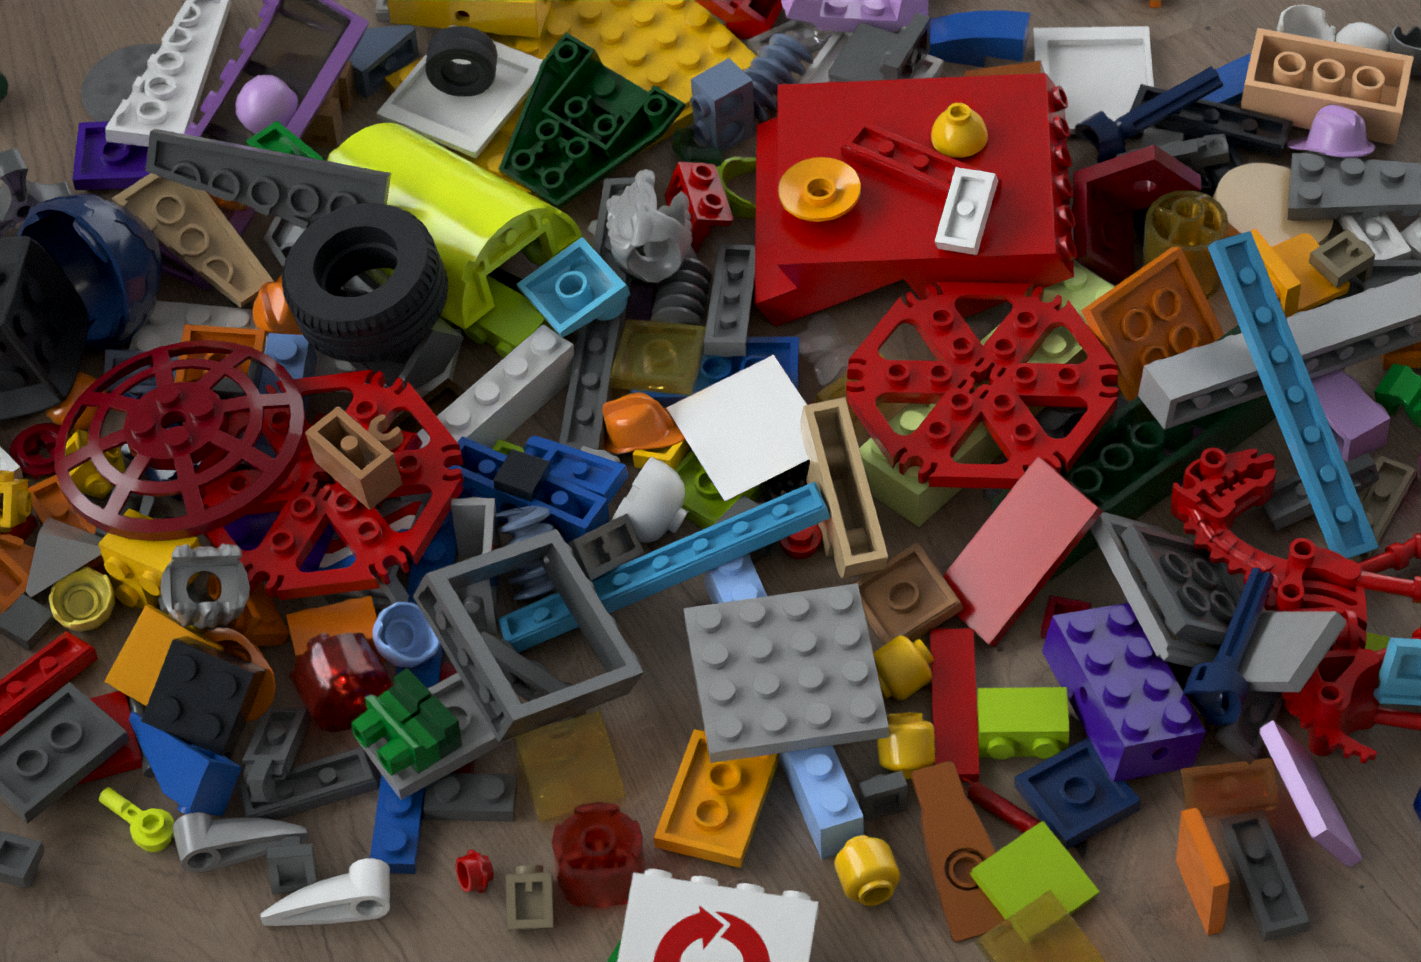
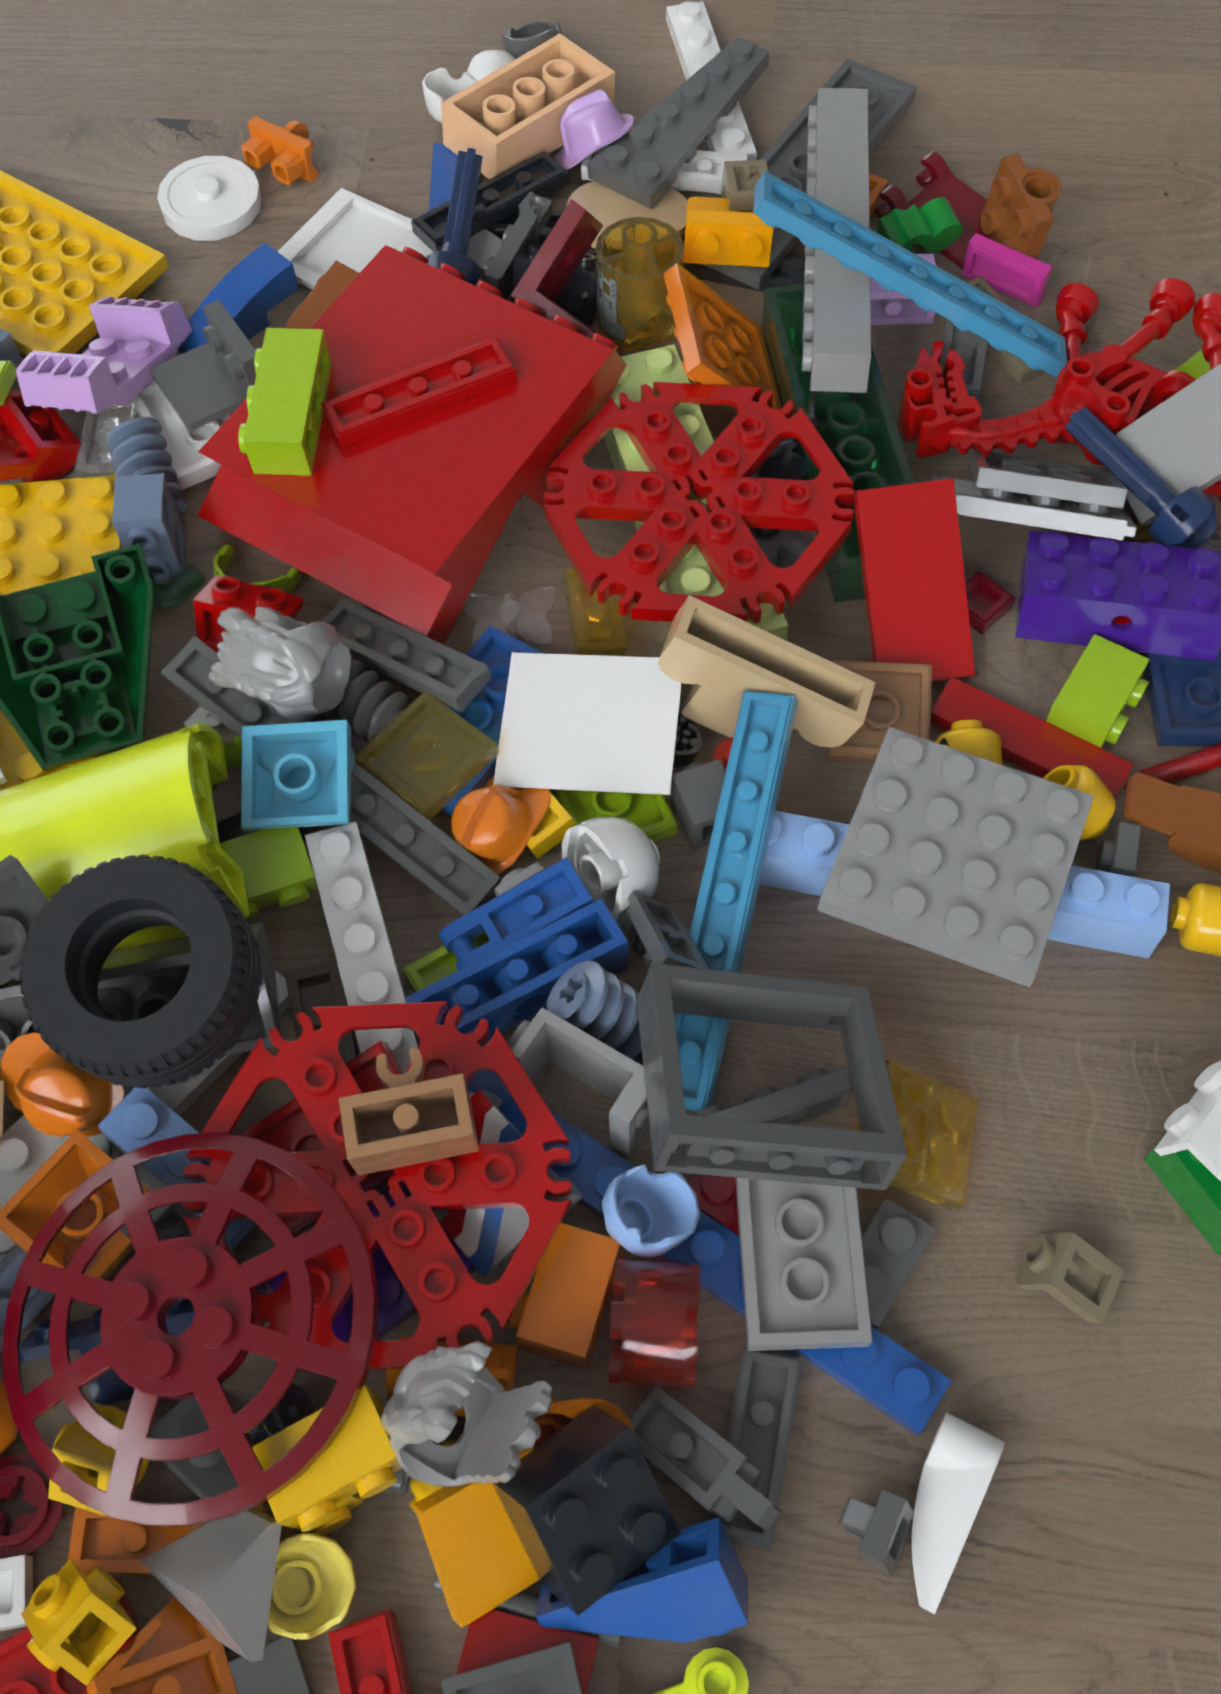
camera: 60 degrees left, 10 degrees up
(218, 843) = (790, 1586): light grey piece -> none
(411, 722) = (804, 1276): green hips -> none
(474, 871) = (998, 1317): red plate -> none
(522, 475) = (515, 963): black tile -> none
(597, 855) = (1058, 1199): clear red brick -> none
(714, 804) = (1047, 1032): light orange plate -> none
(819, 189) = (379, 466): light orange dish -> none
(842, 99) = (286, 402): none -> lime brick
(959, 132) = (405, 338): yellow brick -> none
(966, 211) = (522, 377): white plate -> none

